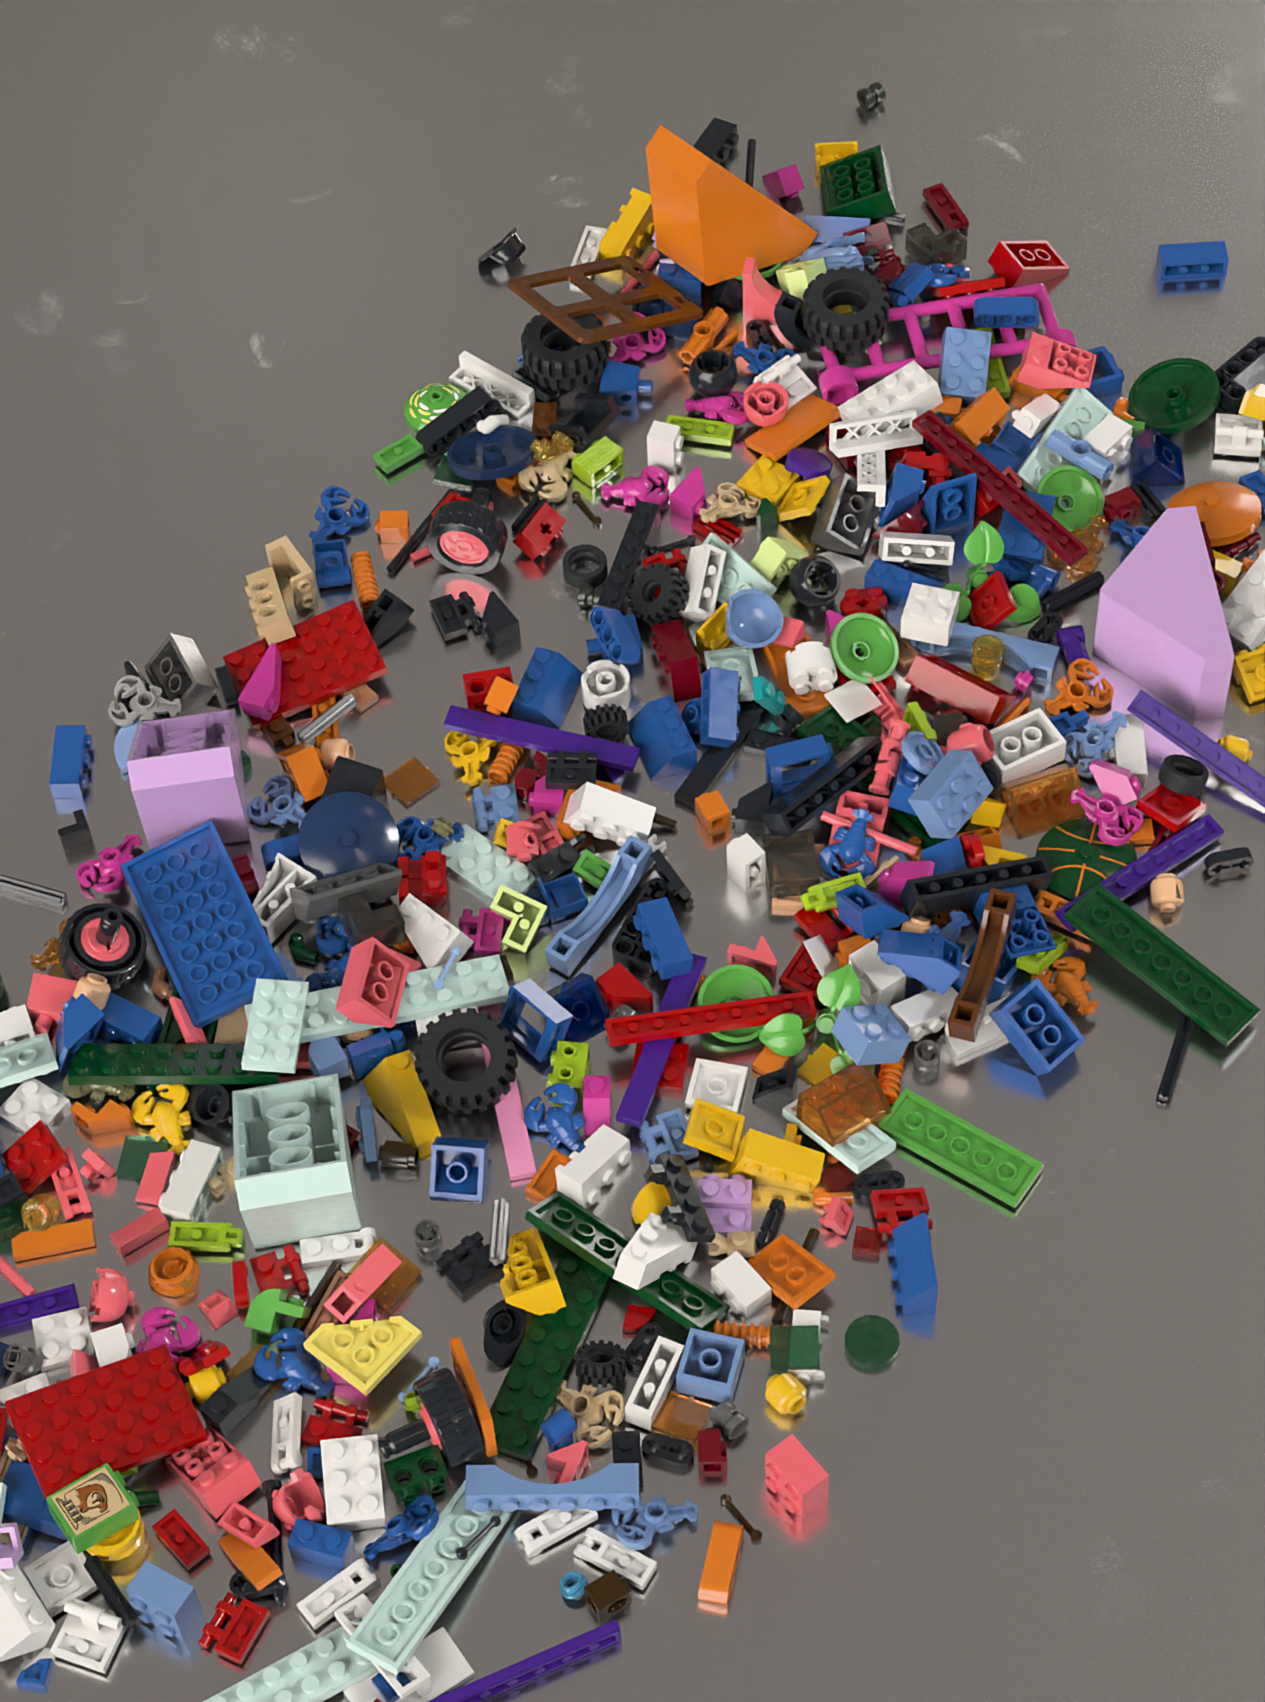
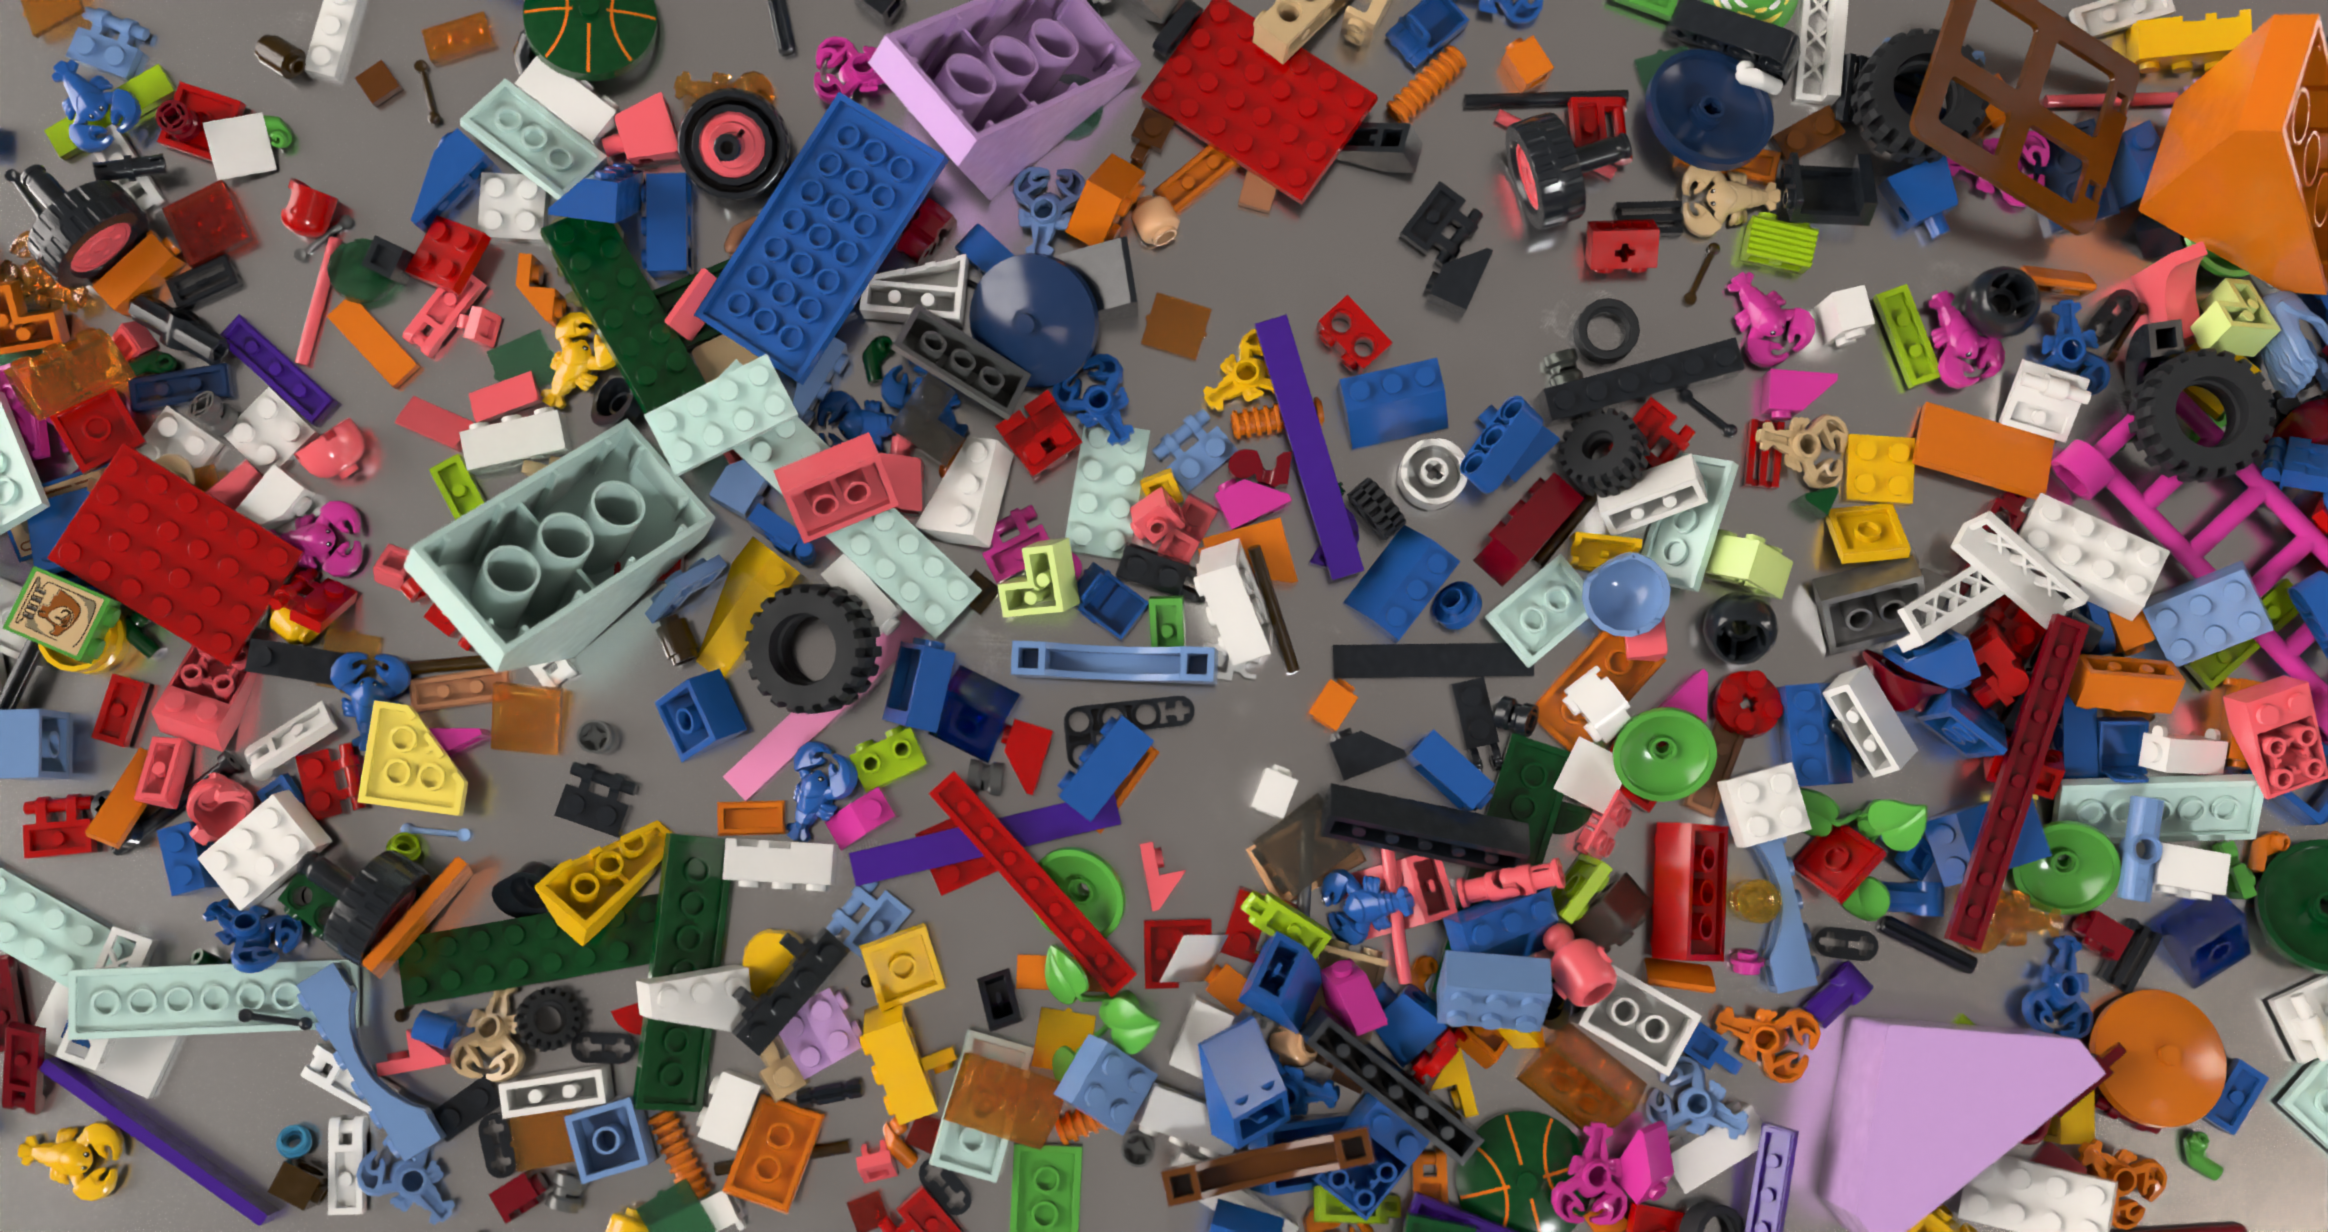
camera: 55 degrees right, 30 degrees up
(41, 1212) = (387, 309): clear yellow head -> none
(94, 988) = (656, 180): light nougat head -> none
(173, 1272) = (409, 494): orange hat -> none
(263, 689) = (1183, 80): dark pink slope -> none
(268, 1307) = (417, 635): bright green brick -> none
(327, 719) = (1195, 177): flat silver axle -> none
(337, 1592) = (151, 907): white plate -> none
(362, 1283) = (479, 713): coral slope -> none
(439, 983) = (892, 554): light blue hinge -> none
(442, 827) = (1108, 418): olive plate -> none
(499, 1231) = (644, 810): flat silver axle -> none
(500, 696) = (1330, 366): orange brick -> none
(547, 452) = (1743, 180): clear yellow arm -> none
(565, 773) = (1269, 518): black plate -> none
(672, 879) = (1198, 730): black plate -> none
(703, 334) = (2048, 247): orange piece -> none
(717, 1084) = (964, 933): white plate -> none
(719, 707) = (1470, 633): brick -> none
(765, 403) = (2003, 398): coral cylinder -> none
(768, 695) = (1530, 676): teal plate -> none
(808, 463) = (1931, 507): dark purple tile -> none
(920, 752) = (1531, 925): medium blue tile -> none

